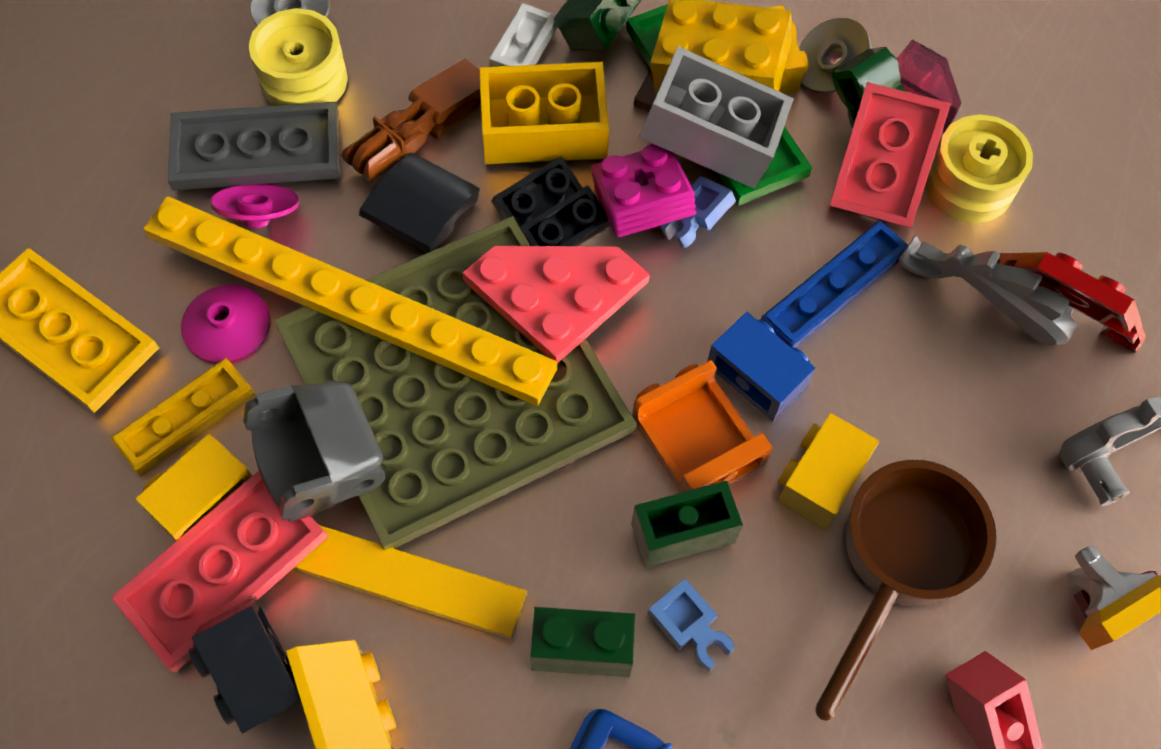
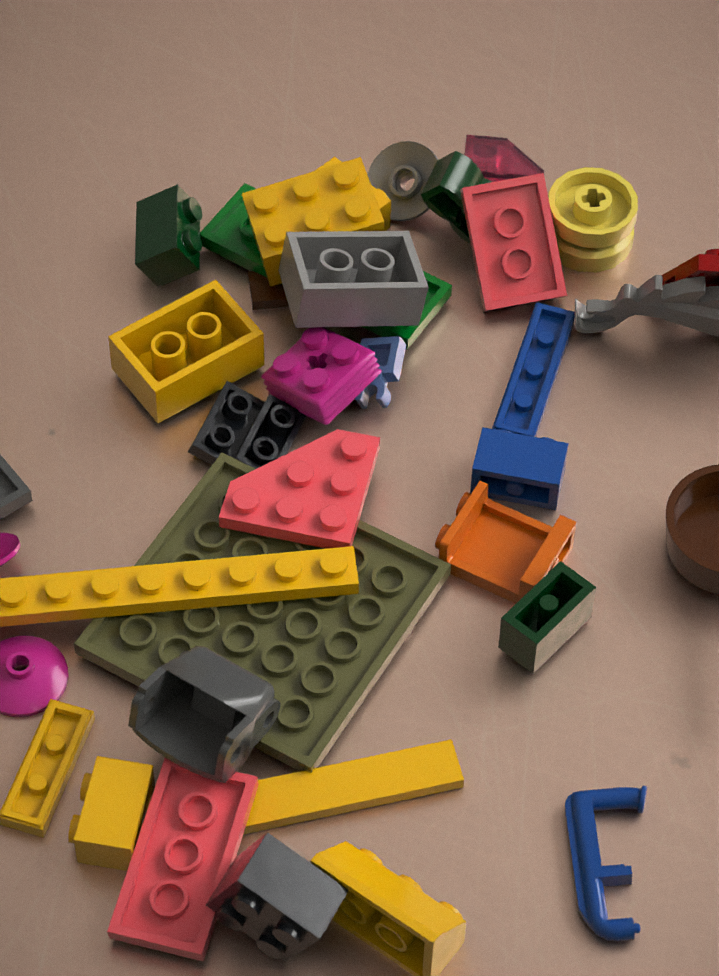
camera: 30 degrees left, 10 degrees down
(419, 202) = (126, 483): black slope -> none
(434, 110) = (77, 403): dark orange arm -> none
(524, 38) = (115, 296): white plate -> none
(582, 641) = (526, 749): dark green brick -> none
(686, 619) = (595, 690): medium blue plate -> none
(826, 471) = (628, 521): yellow brick -> none

